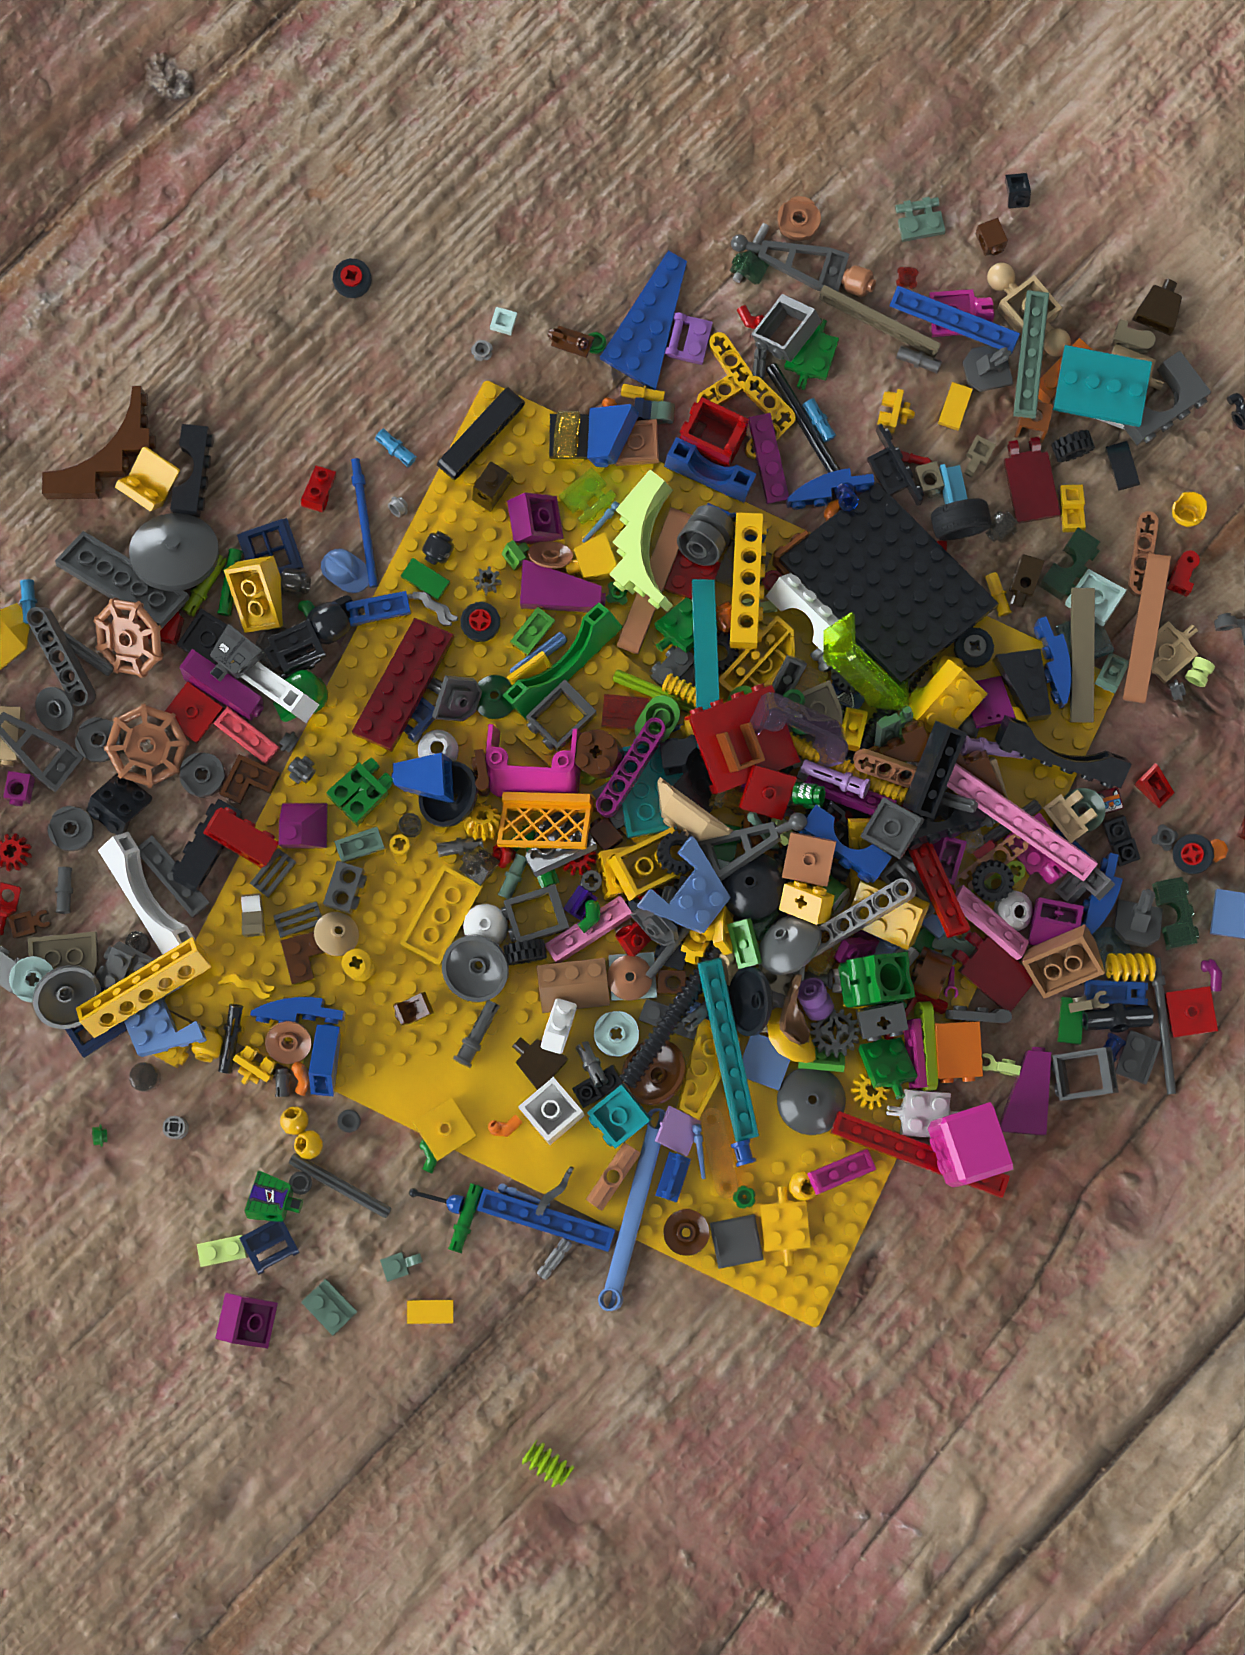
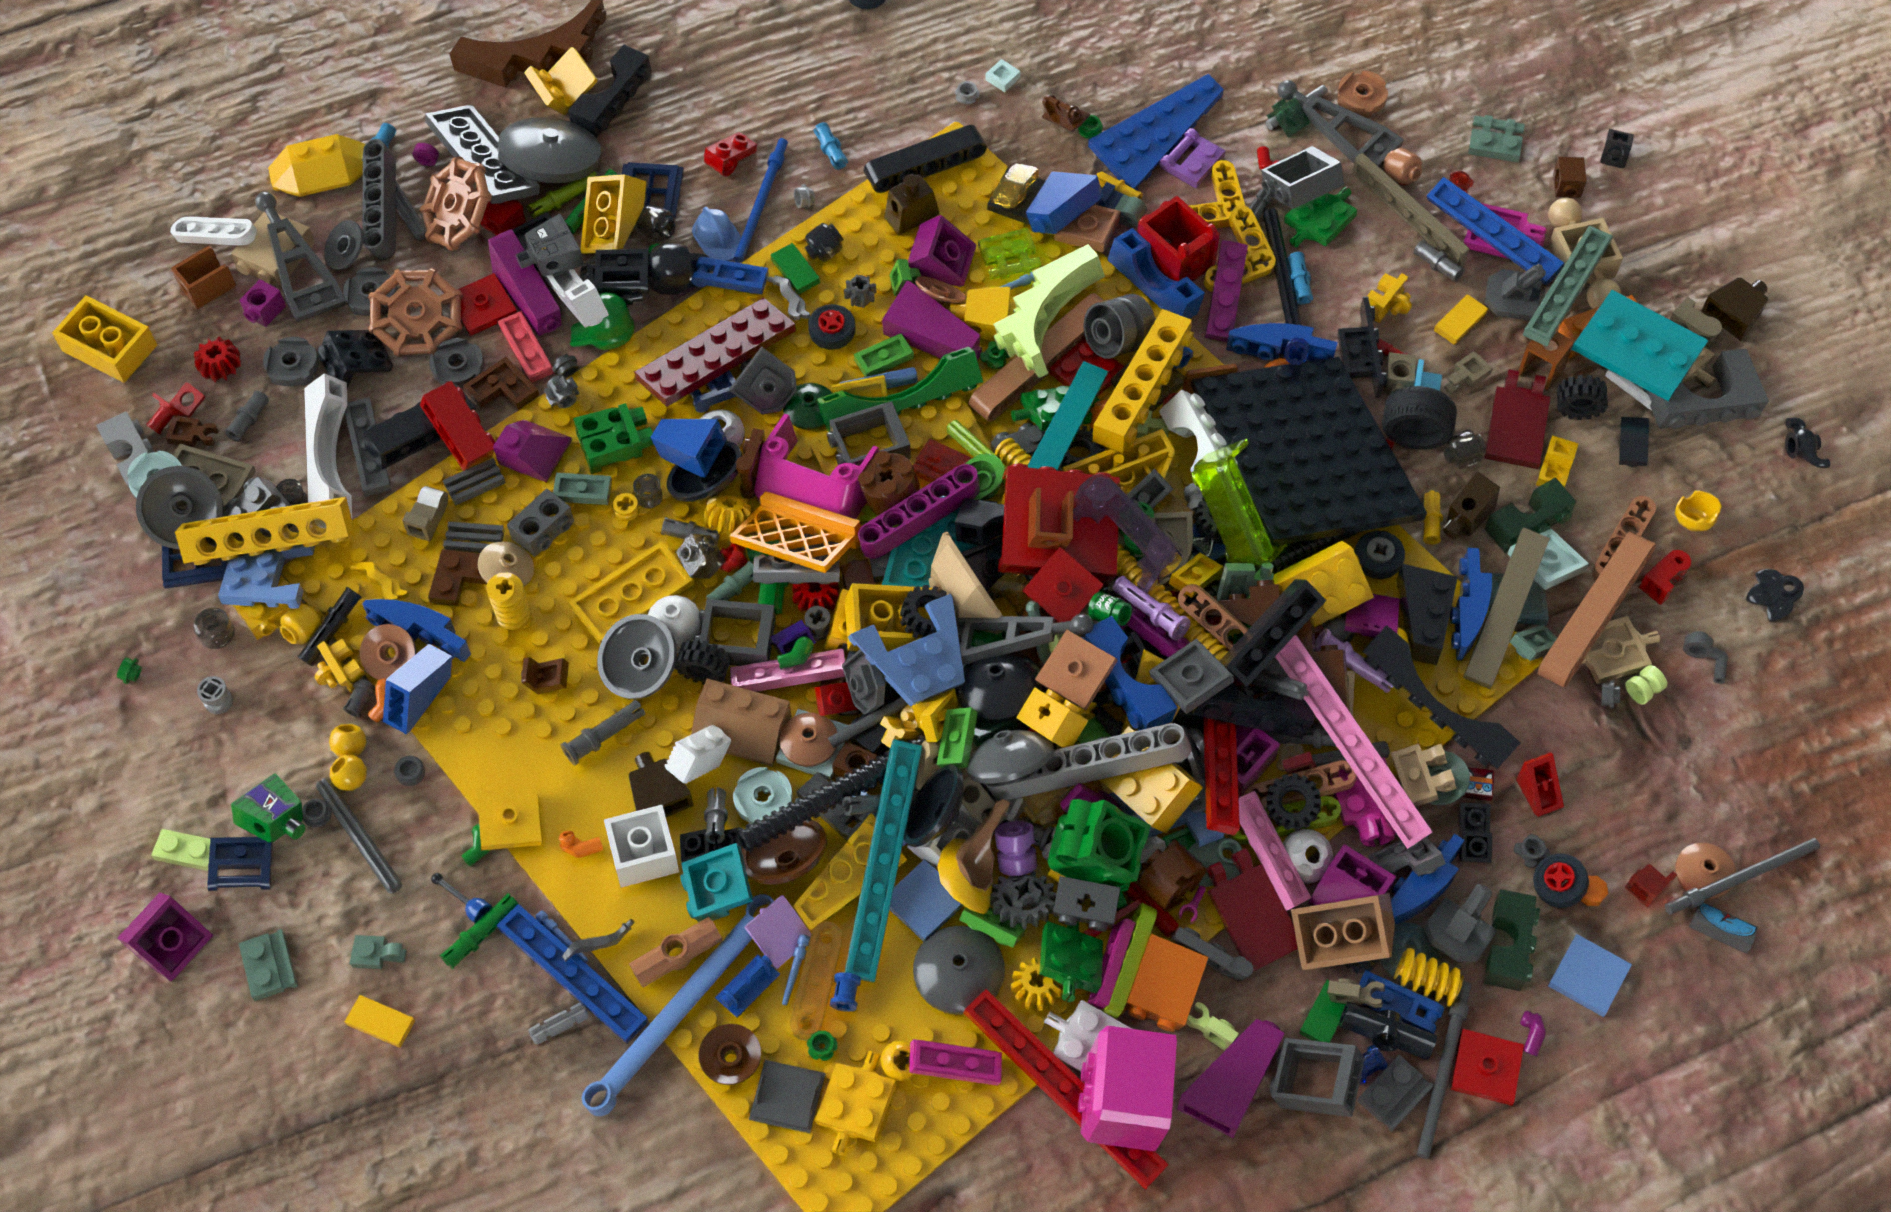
camera: 25 degrees right, 20 degrees down
(72, 595) = (425, 154): none -> magenta tile

